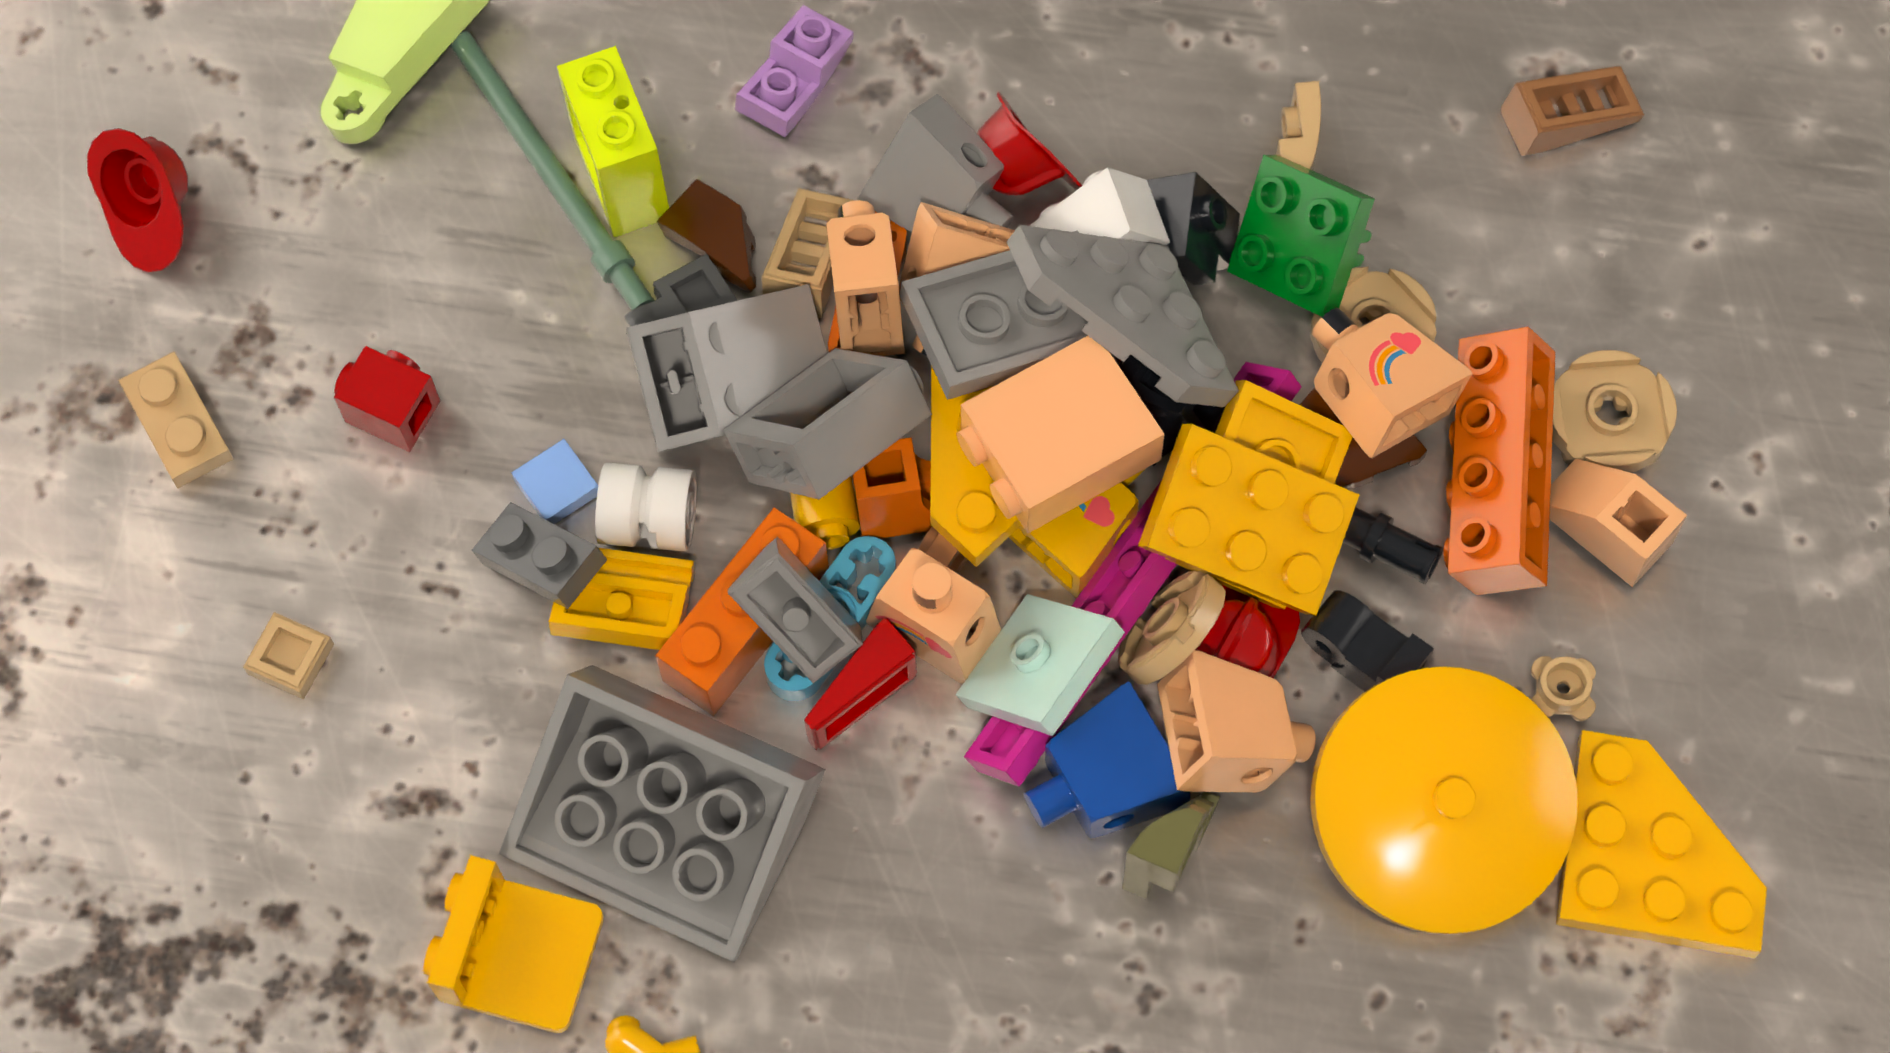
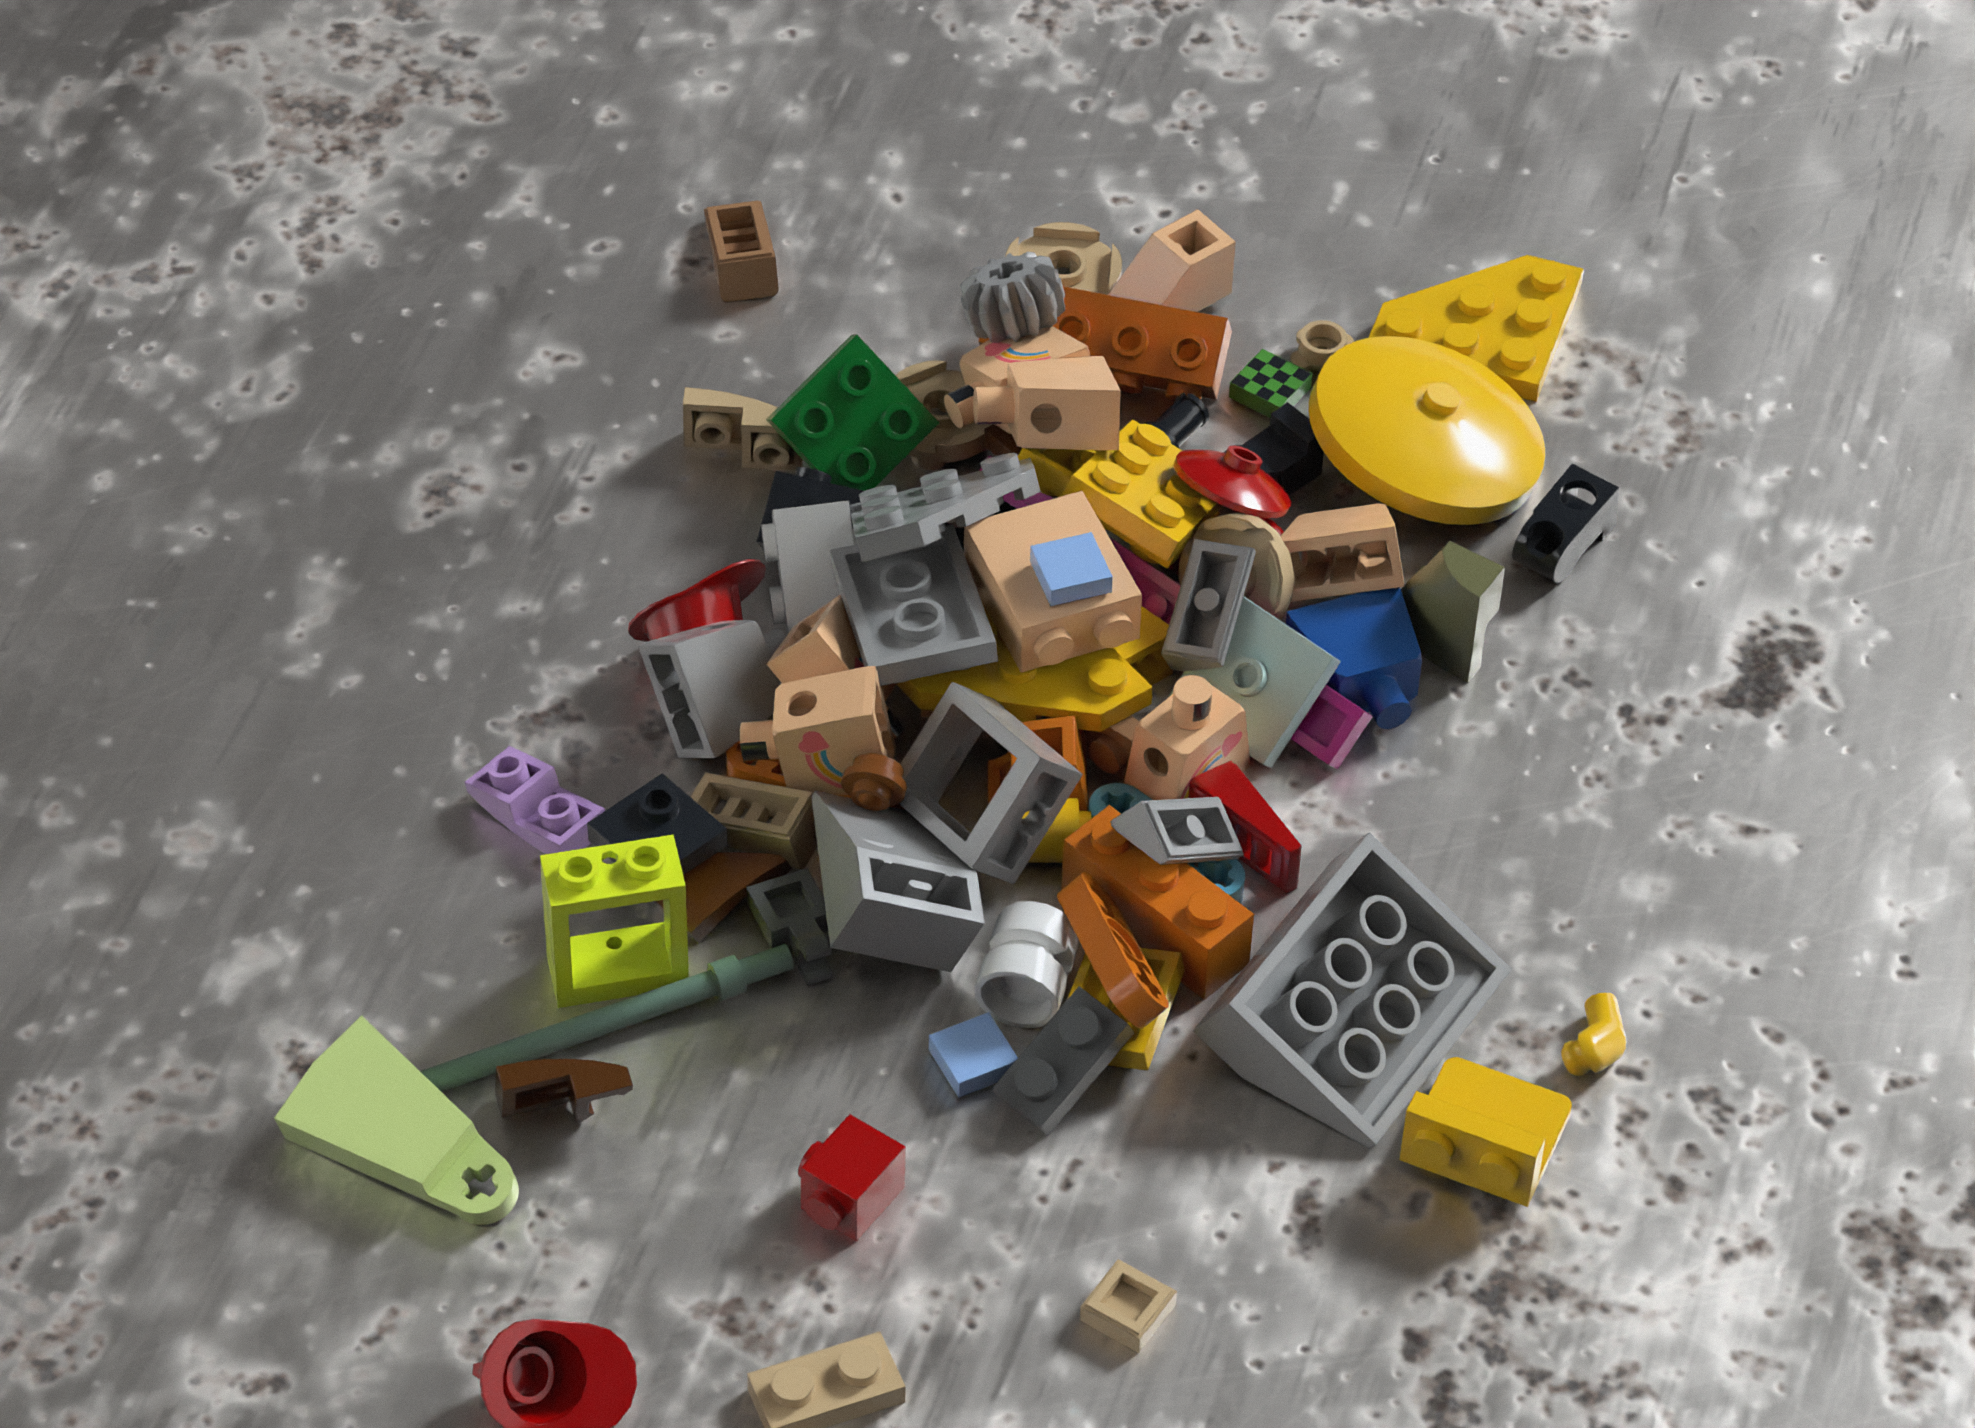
camera: 85 degrees left, 20 degrees down
(463, 155) = (551, 1082): none -> reddish brown slope
(600, 573) = (1112, 950): none -> orange beam
(746, 165) = (658, 811): none -> black brick
(815, 329) = (874, 781): none -> dark orange plate
(1037, 433) = (1071, 569): none -> light blue tile
(1098, 594) = (1207, 605): none -> light grey slope
(1252, 603) = (1233, 481): none -> red dish
(1310, 402) = (1055, 404): none -> light nougat torso
(1342, 961) = (1566, 525): none -> black leg
(1466, 340) = (1012, 297): none -> light grey gear
(1499, 642) = (1269, 383): none -> bright green tile

